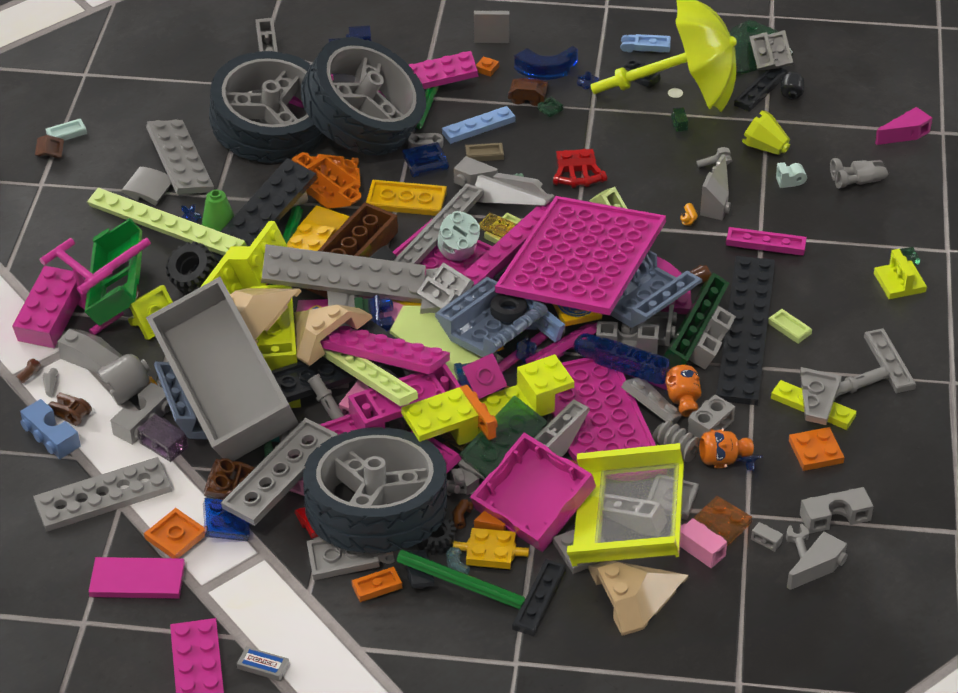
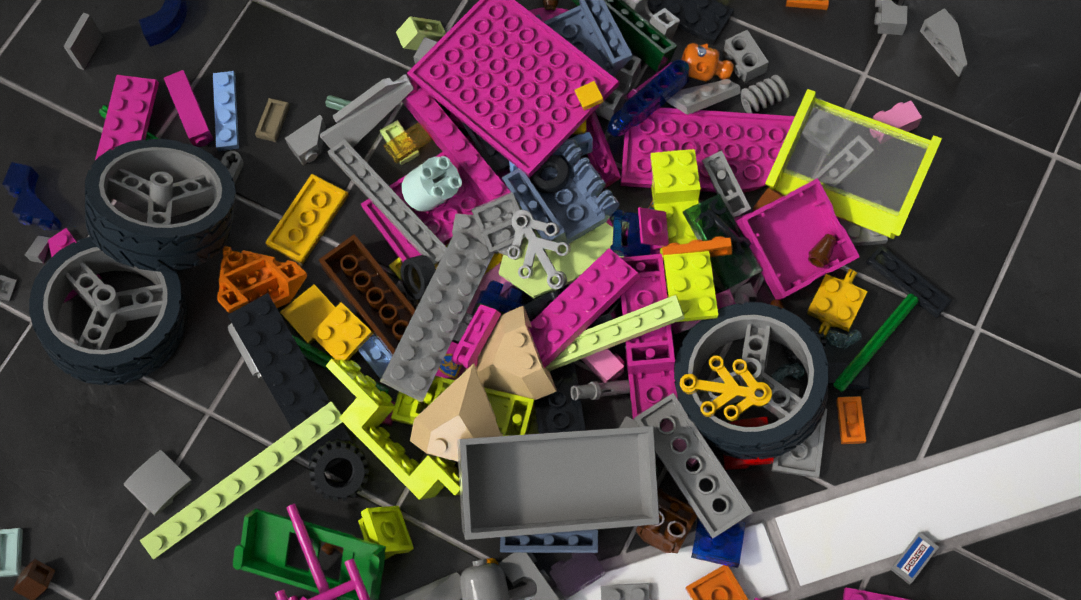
camera: 65 degrees left, 25 degrees up
(179, 157) = (125, 434): light grey plate -> none
(190, 213) = (231, 450): clear blue plant -> none
(217, 210) = (264, 422): bright green cone -> none
(329, 299) = (475, 336): none -> dark pink plate
(352, 472) = (729, 389): none -> yellow plant
(425, 154) = (251, 178): clear blue plate -> none
(428, 312) = (536, 246): none -> light grey plant
(467, 102) = (188, 109): none -> dark pink brick
(487, 66) = (134, 68): orange plate -> none
(487, 521) = (803, 294): orange piece -> none
(519, 416) = (712, 217): none -> black bar
(528, 89) = (197, 45): reddish brown slope -> none
(532, 516) = (822, 251): none -> reddish brown cone
(550, 106) = (231, 33): clear green tile -> none
(577, 160) = (329, 40): red plate -> none
(583, 293) = (589, 95): none -> yellow tile
(635, 591) = (940, 202): tan wedge -> none
(723, 447) = (790, 59): orange piece -> none
(724, 519) = (868, 95): clear orange plate -> none
(749, 460) = (806, 45): clear blue plant -> none
(767, 536) = (901, 68): light grey piece -> none
(798, 538) = (911, 45): light grey bar -> none

